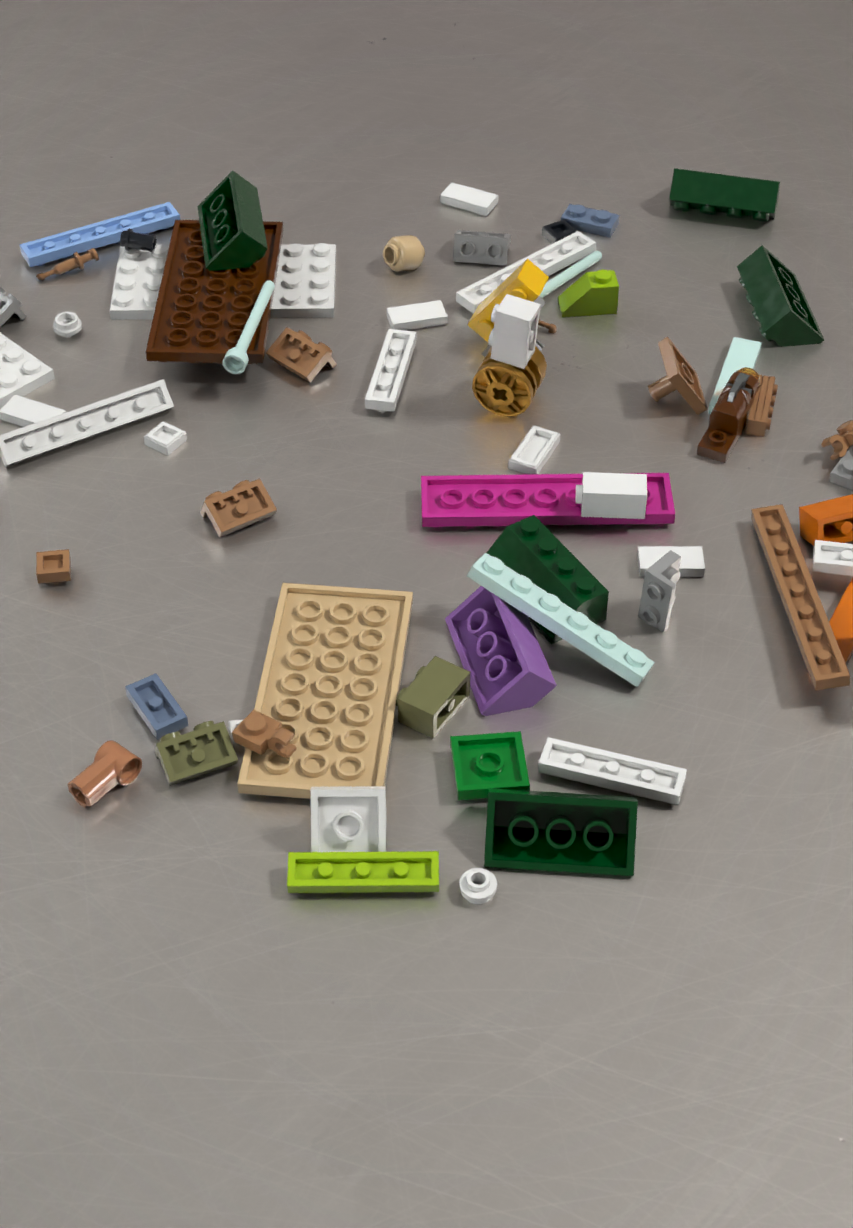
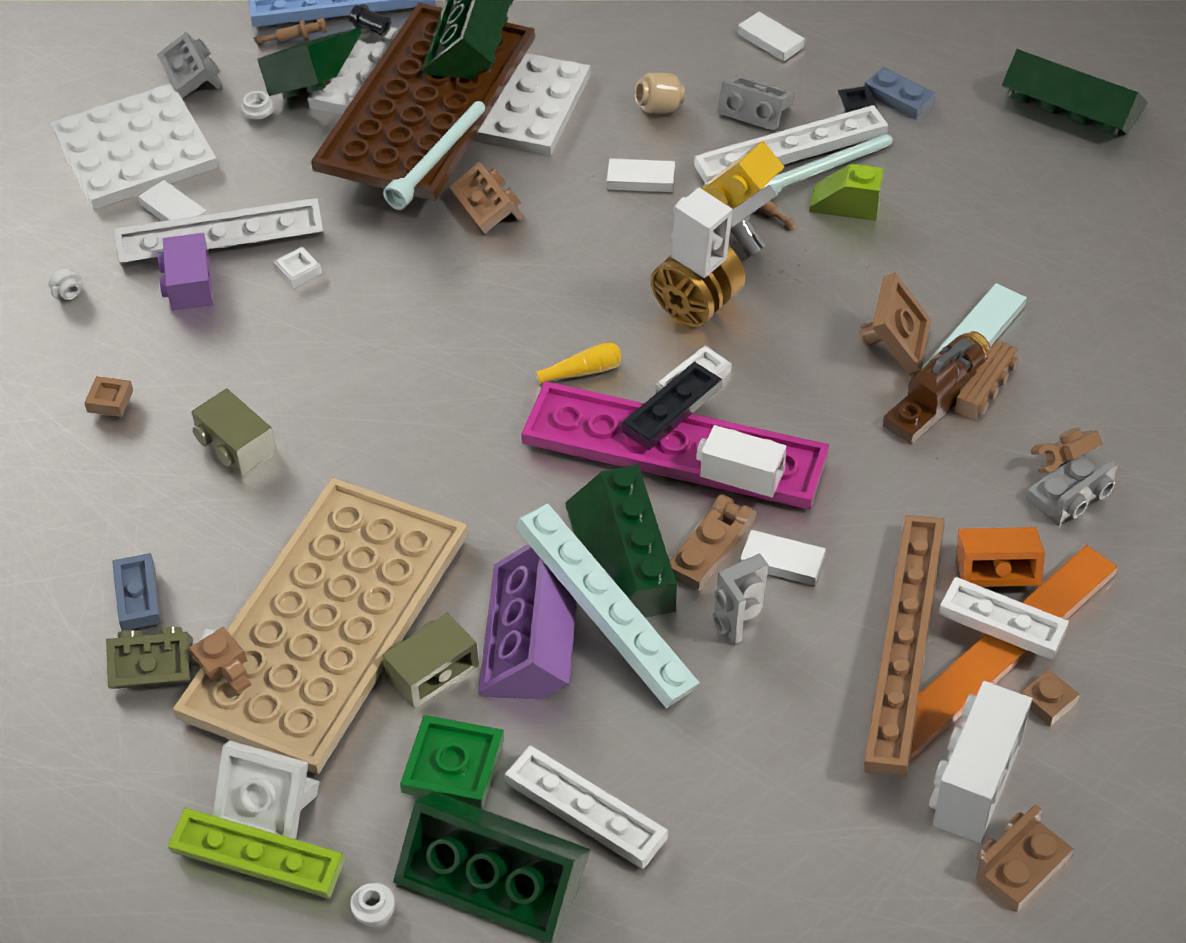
camera: 20 degrees right, 5 degrees up
(73, 458) = (186, 271): none -> medium lavender brick
(100, 283) = (307, 63): none -> dark green slope
(111, 766) = (58, 651): nougat piece -> none
(179, 568) = (233, 432): none -> olive brick
(238, 507) = (331, 372): medium nougat bracket -> none
(390, 370) = (577, 238): white plate -> none
(446, 456) = (590, 361): none -> yellow piece
(533, 470) = (671, 405): none -> black tile
(611, 561) = (711, 542): none -> medium nougat plate
(778, 301) = (1074, 247): dark green slope -> none

